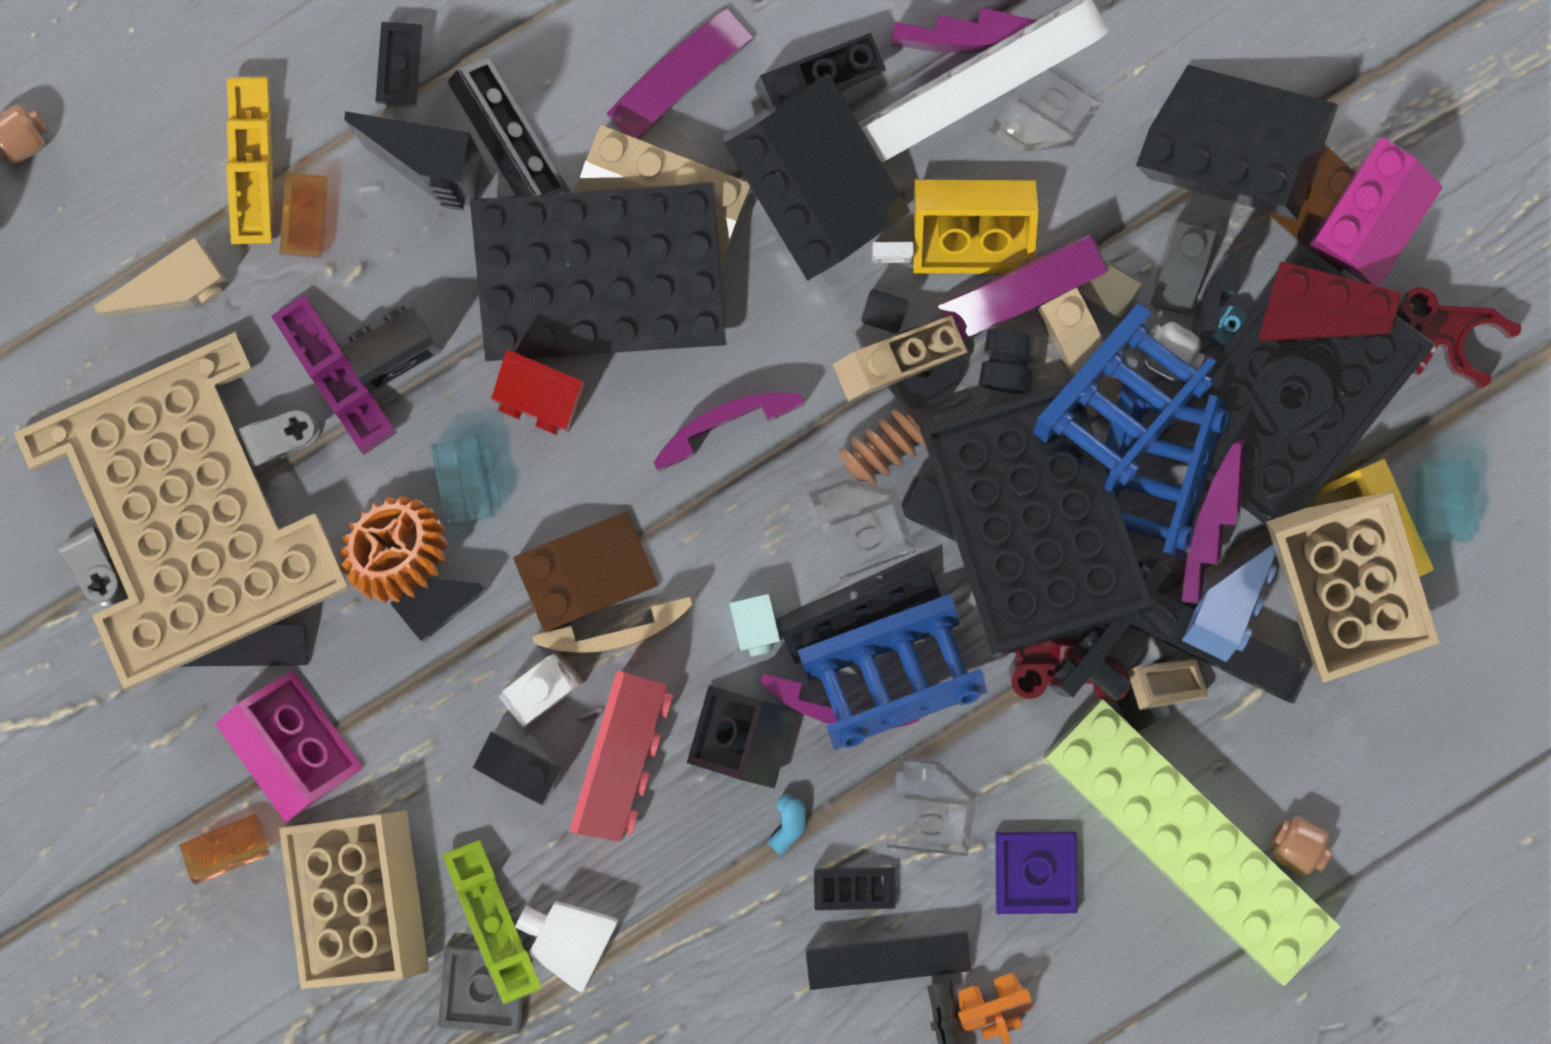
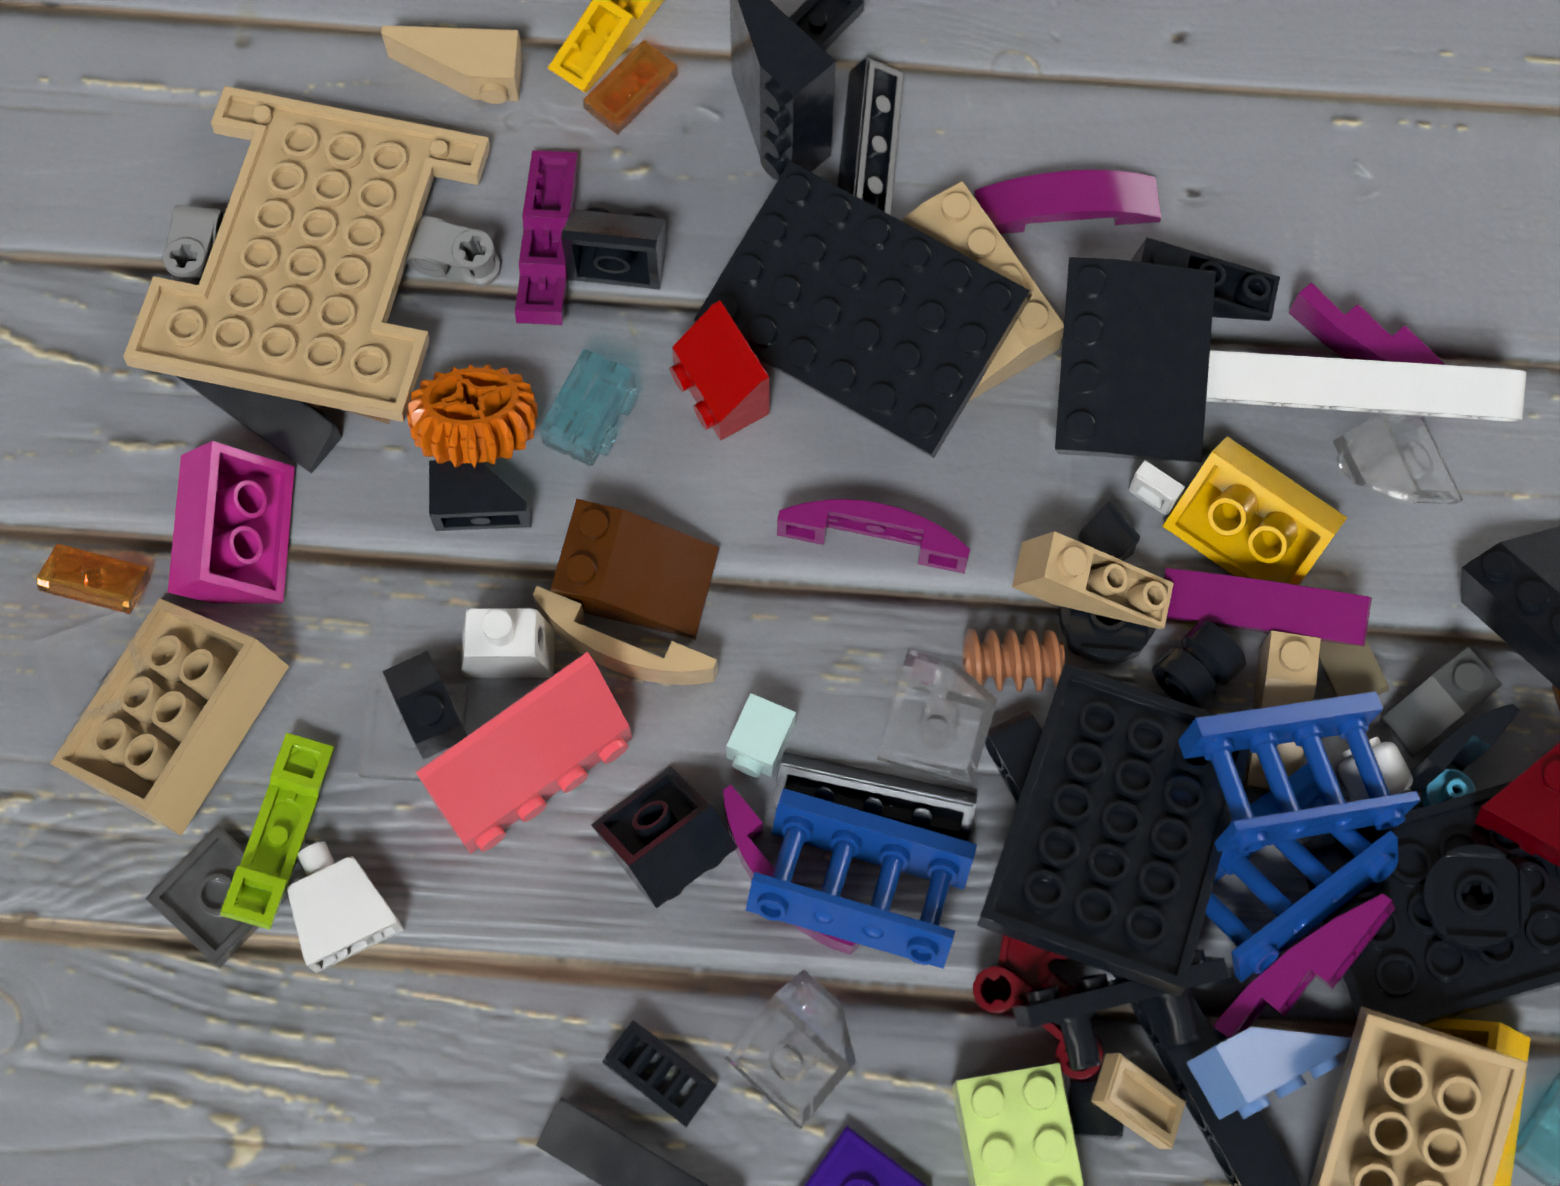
camera: 40 degrees right, 15 degrees down
(793, 823) = (647, 962): medium azure arm -> none

